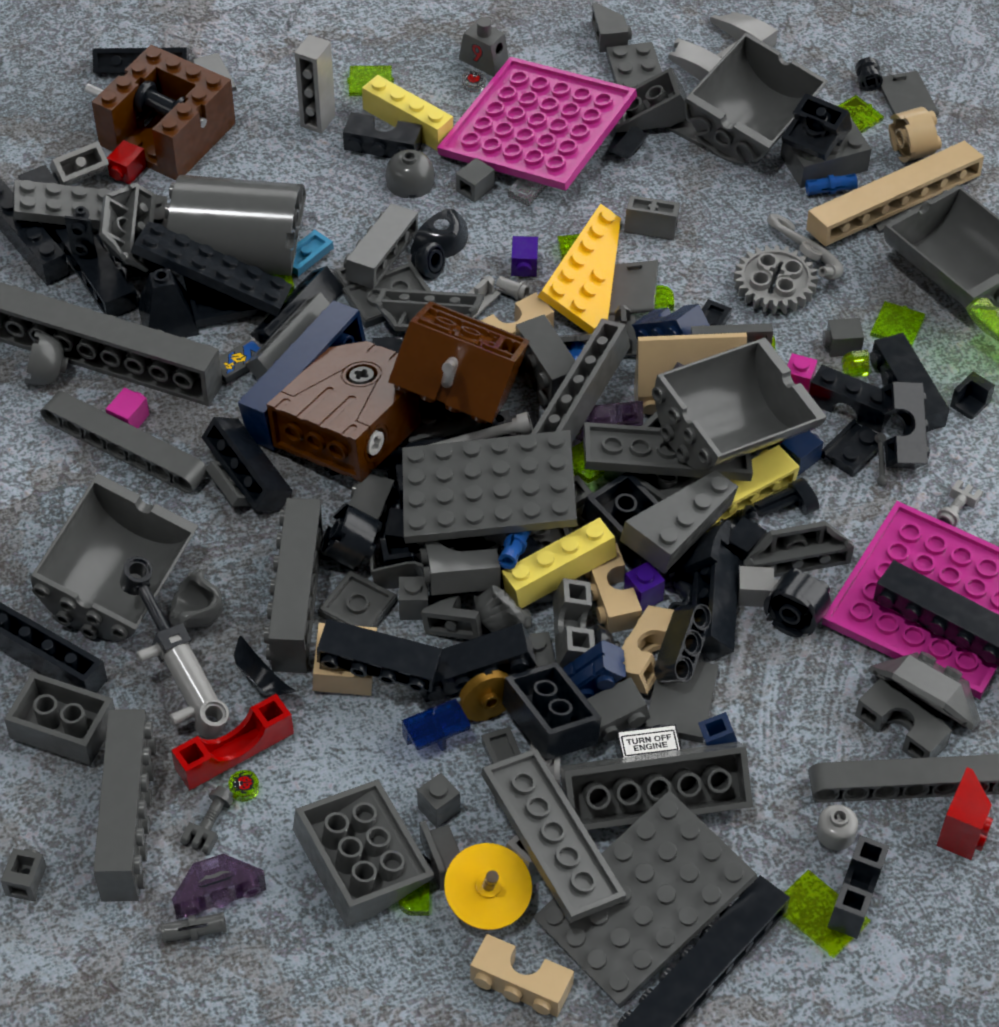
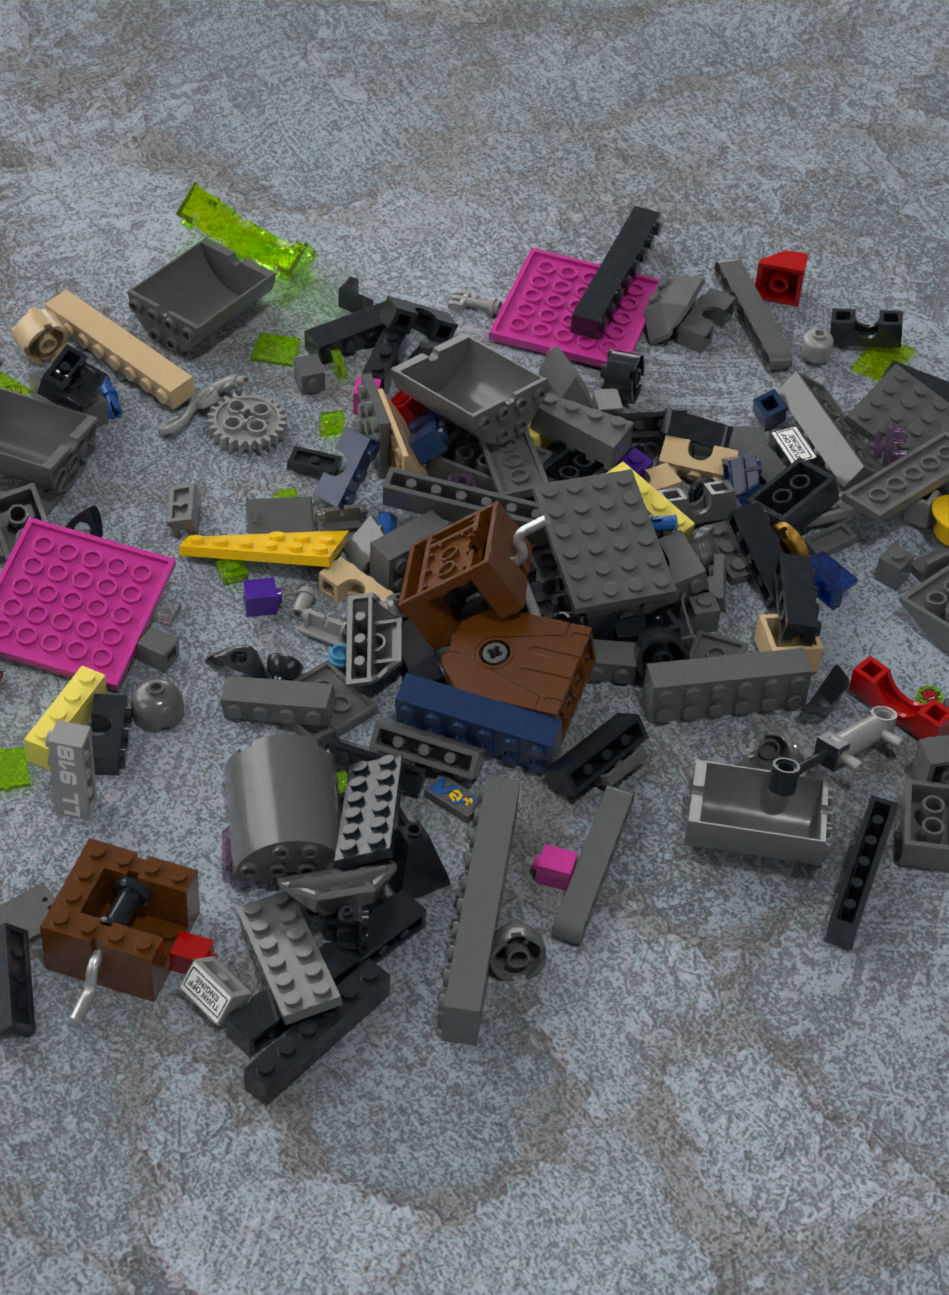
camera: 105 degrees left, 5 degrees down
(611, 826) = (893, 435): none -> clear purple hips

